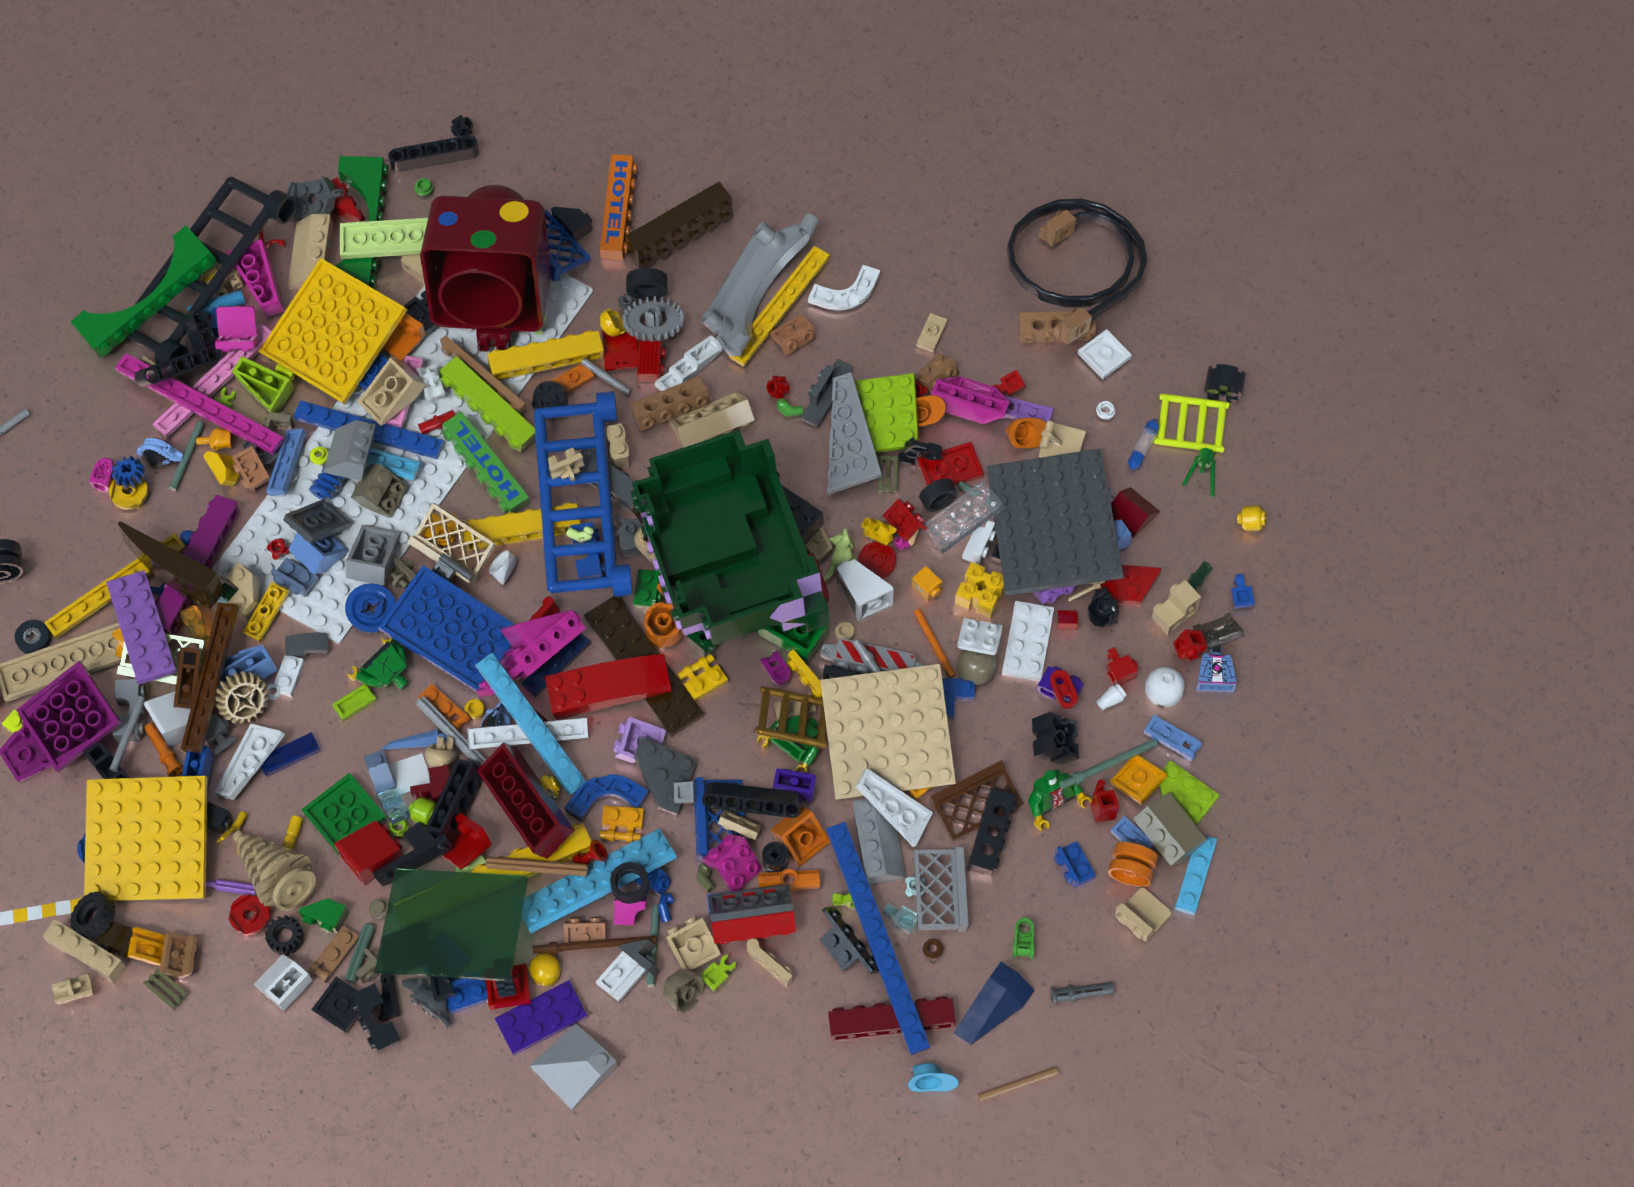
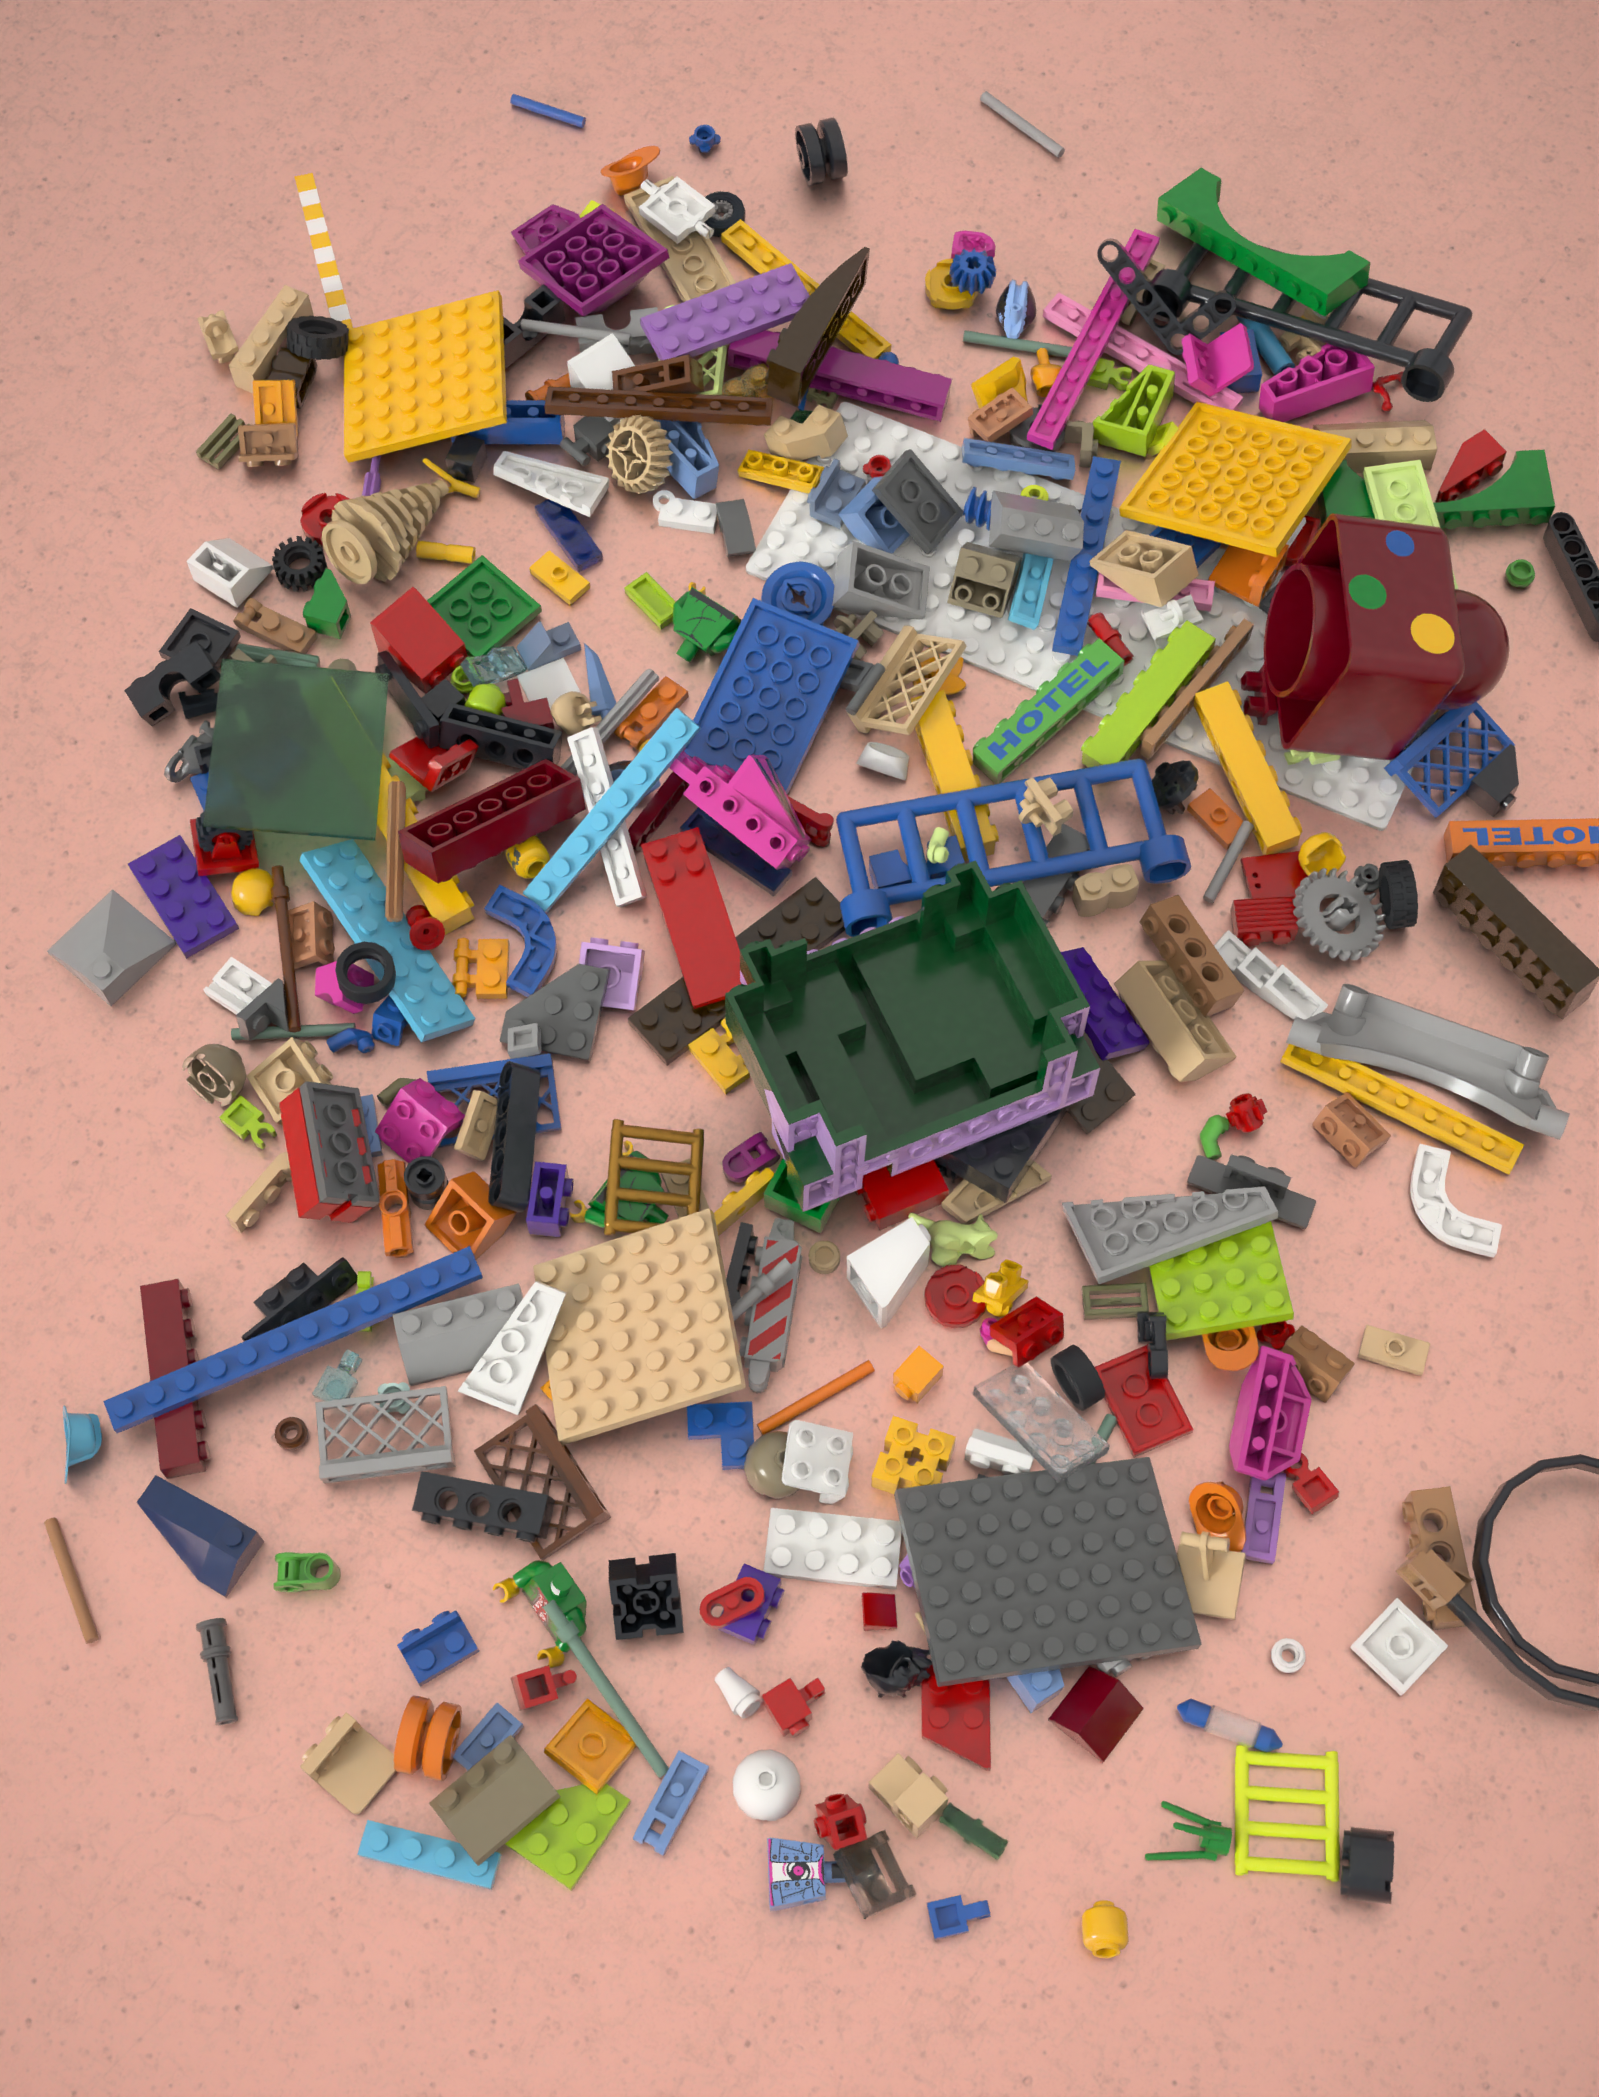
camera: 85 degrees right, 0 degrees up
(30, 661) = (677, 209): none -> white plate
(304, 192) = (1460, 421): dark grey plate -> none
(325, 762) = (559, 577): none -> yellow plate

